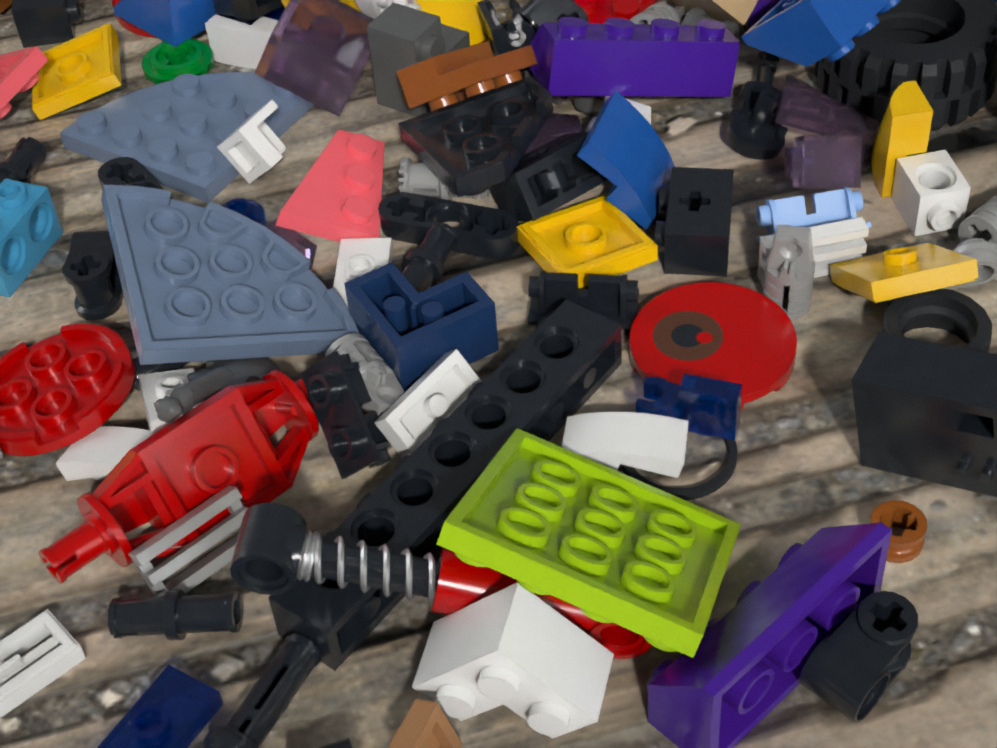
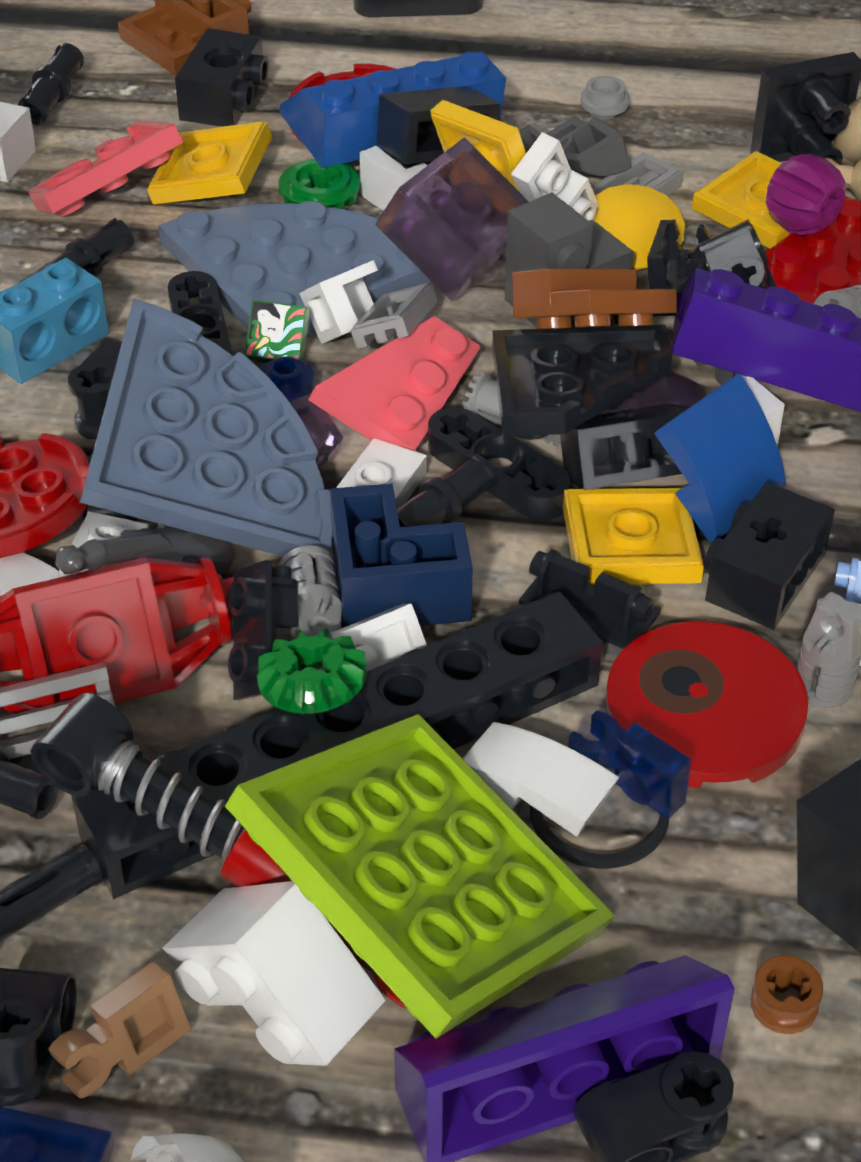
camera: 20 degrees right, 0 degrees up
(212, 180) = (277, 330): none -> tile
(311, 137) = (388, 318): none -> light grey tile
(421, 440) = (311, 689): none -> green gear

